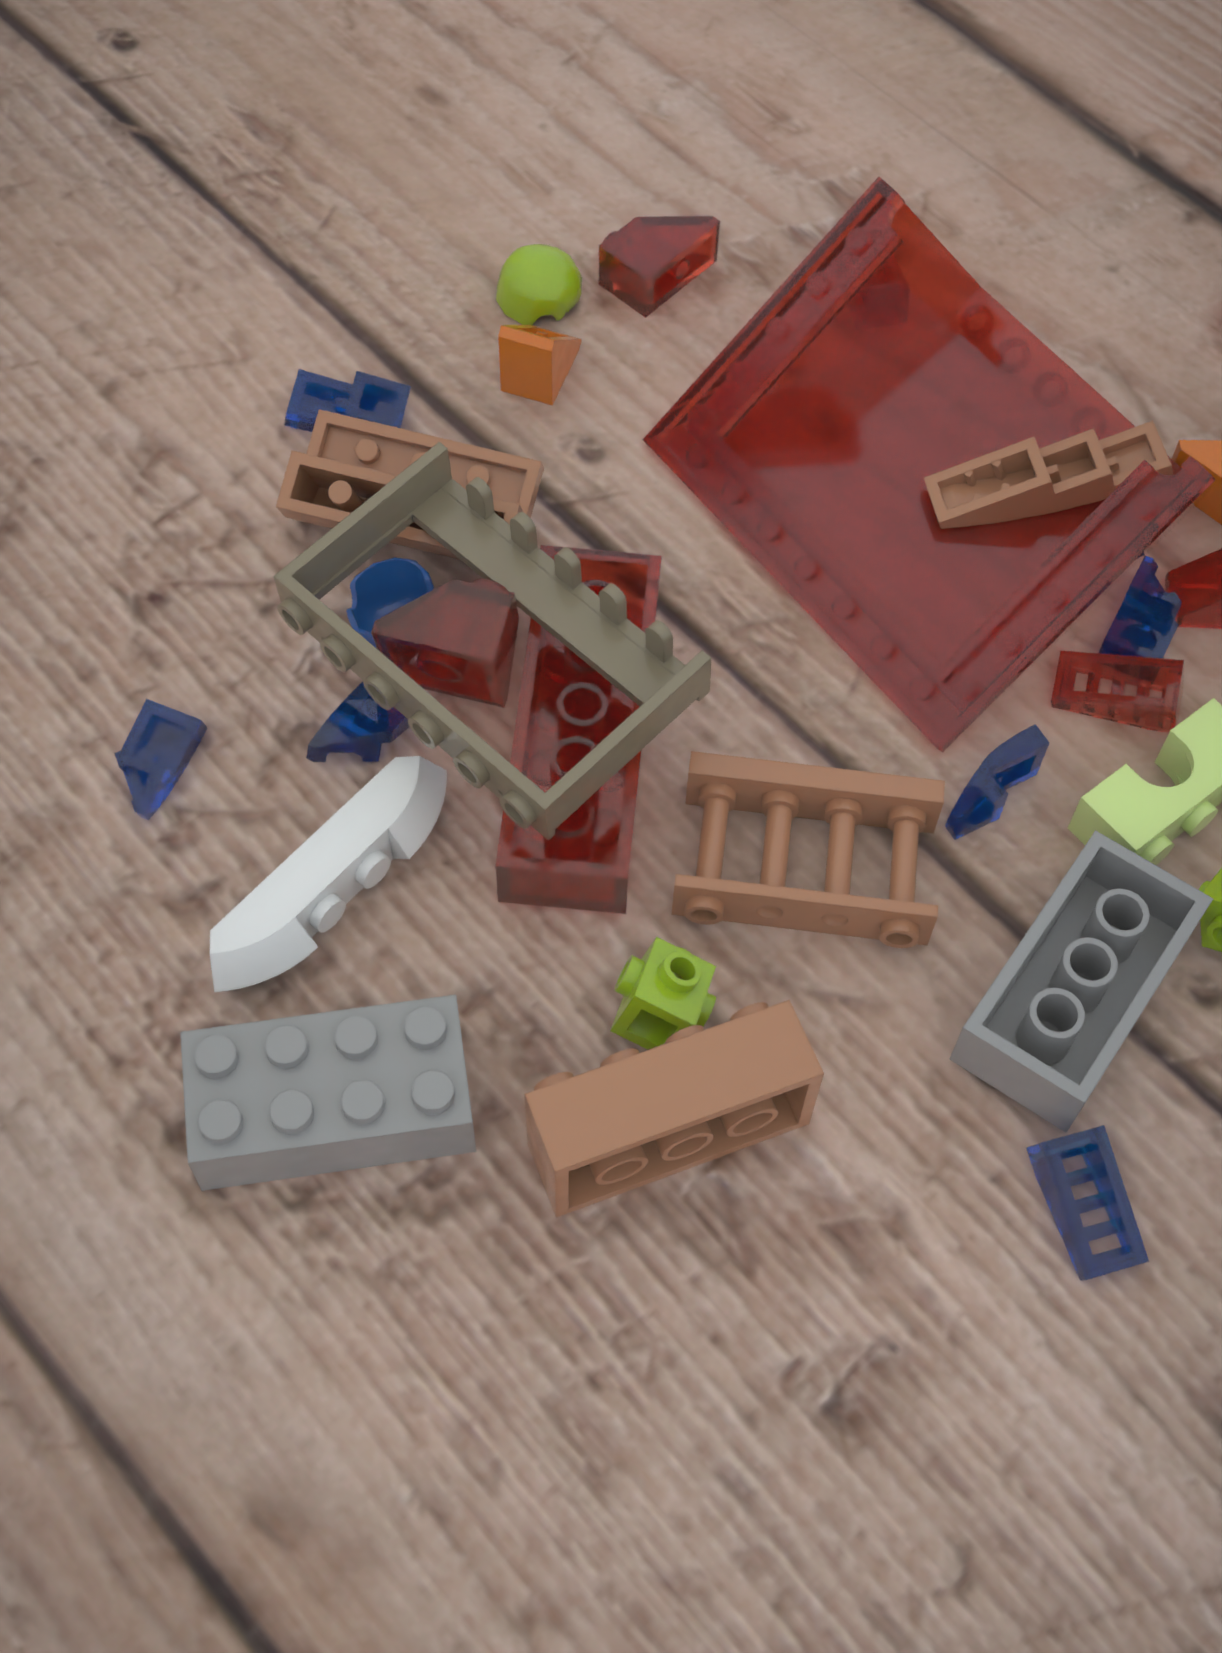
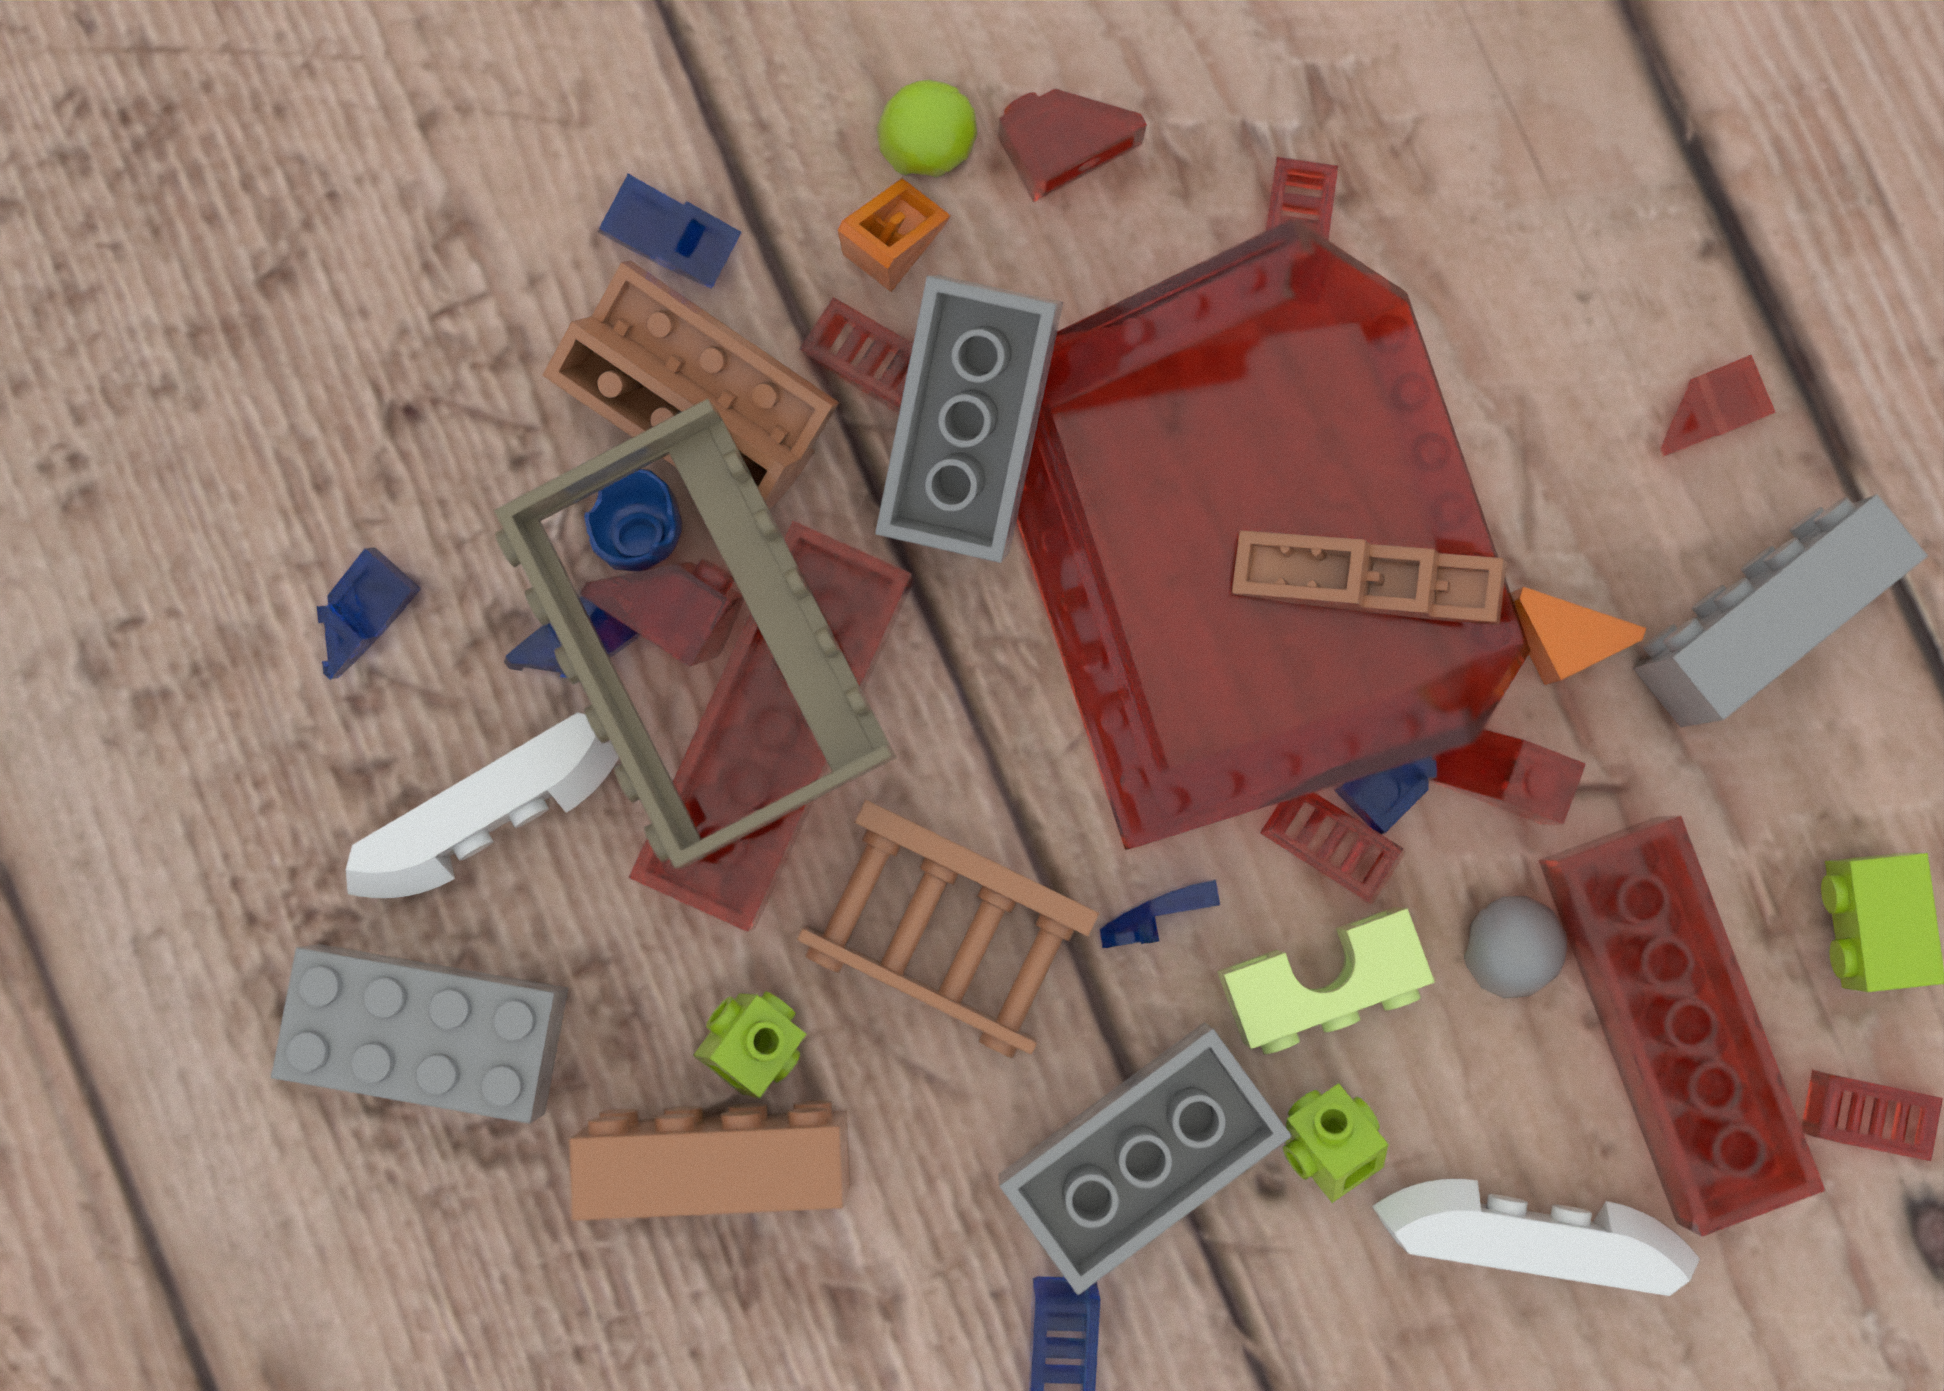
camera: 20 degrees right, 25 degrees up
(592, 438) = (892, 382): none -> clear red slope
(665, 434) = (968, 417): none -> light grey brick

